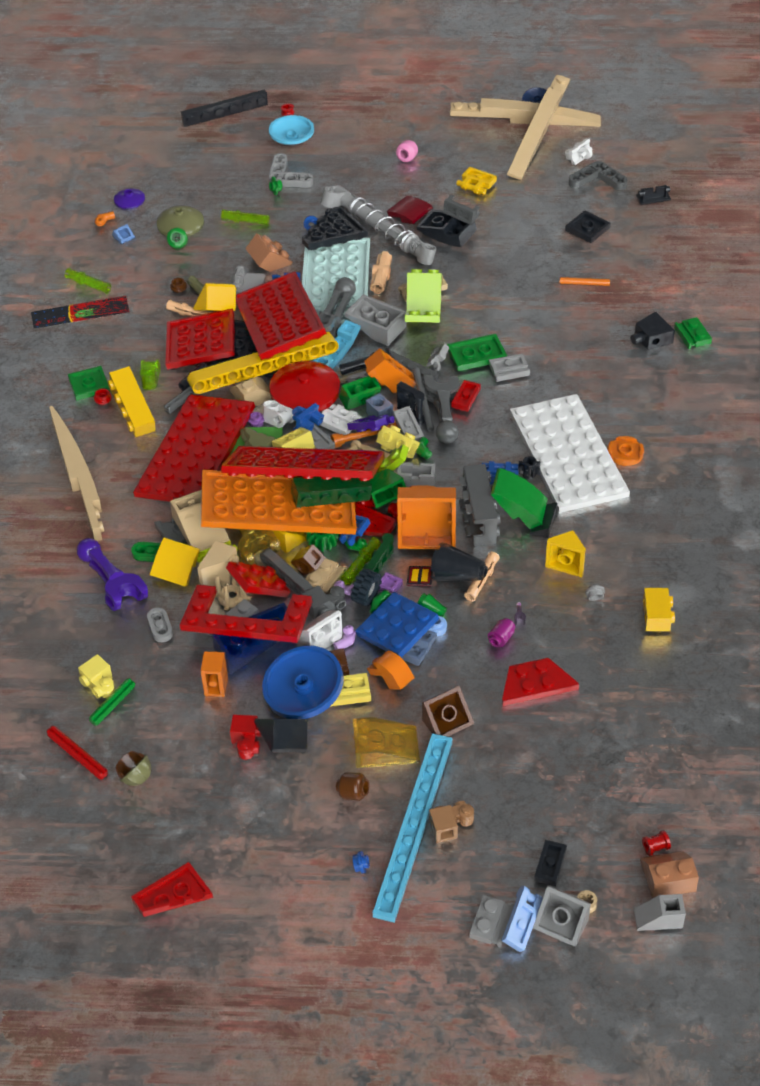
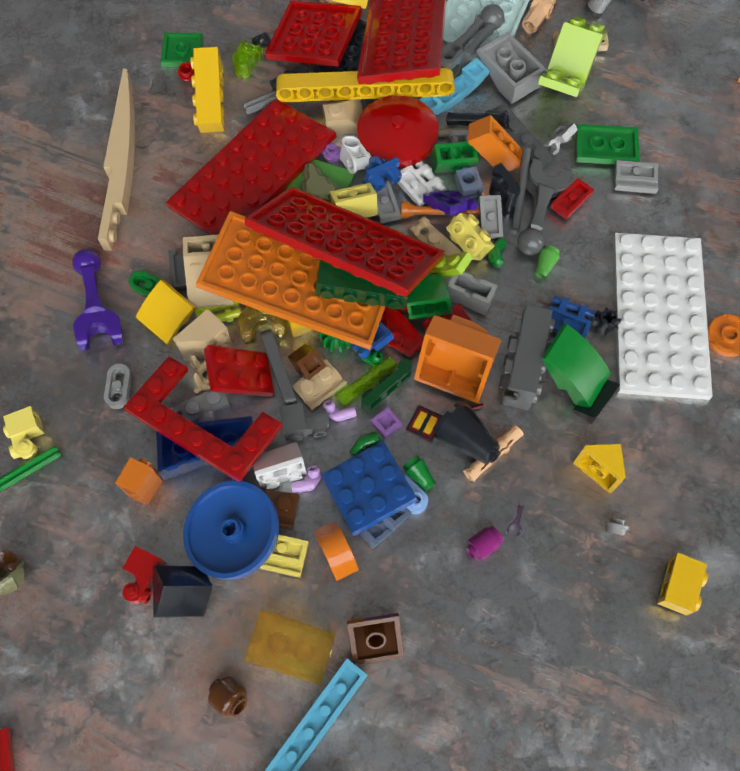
camera: 20 degrees right, 20 degrees up
(157, 355) = (261, 39): none -> black arm
(366, 587) = (354, 424): black bush -> none
(465, 441) = (546, 261): none -> bright green cone
(535, 681) = (498, 624): red wing -> none

